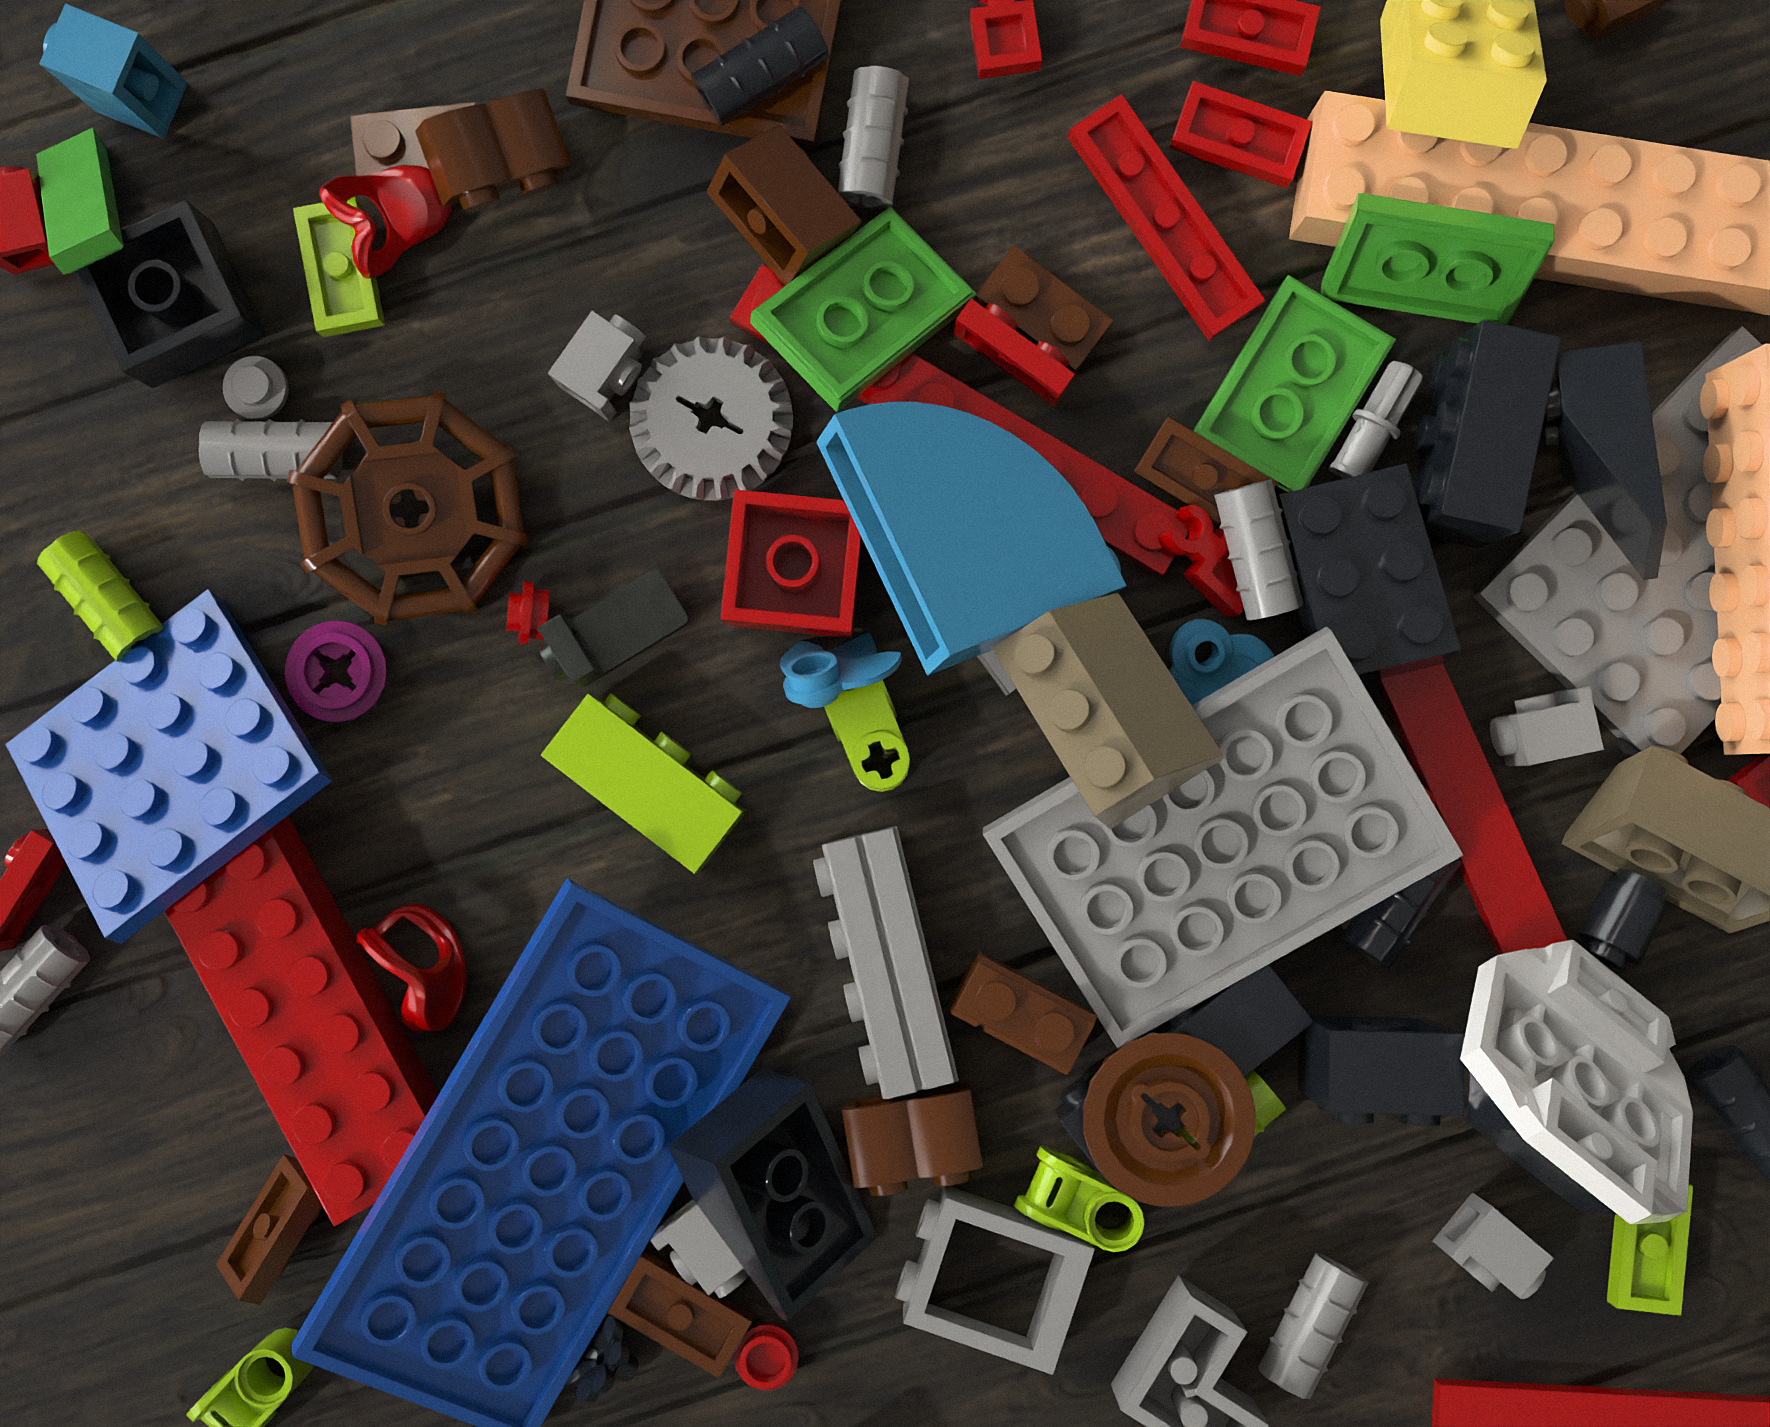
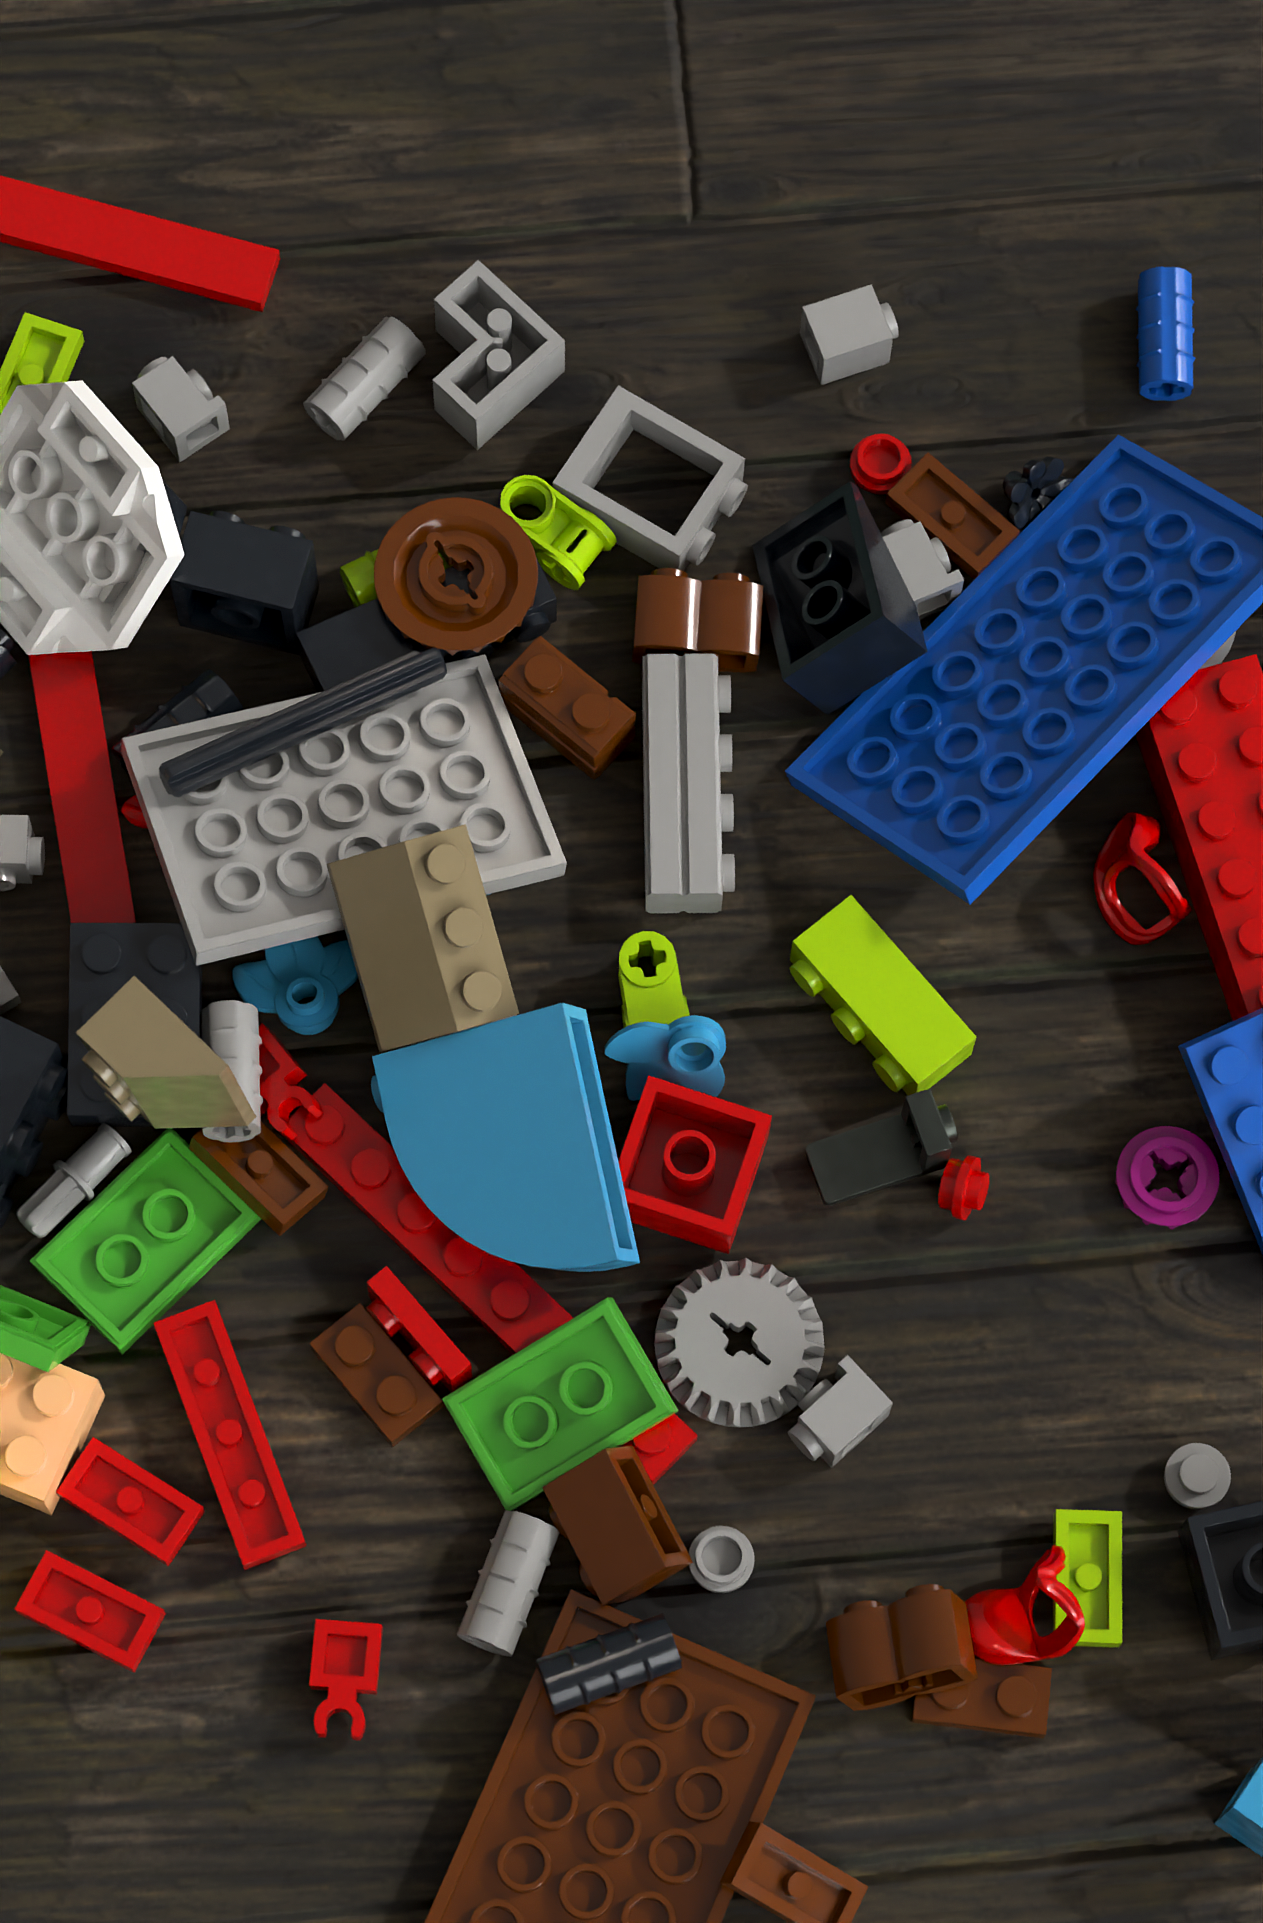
camera: 170 degrees left, 15 degrees down
(259, 448) = (1191, 1406): light grey axle -> none
(379, 483) = (1069, 1343): reddish brown plate -> none
(682, 210) = (721, 1559): none -> light grey plate
(1286, 916) = (302, 721): none -> black axle
(1343, 485) = (159, 1065): none -> dark tan slope

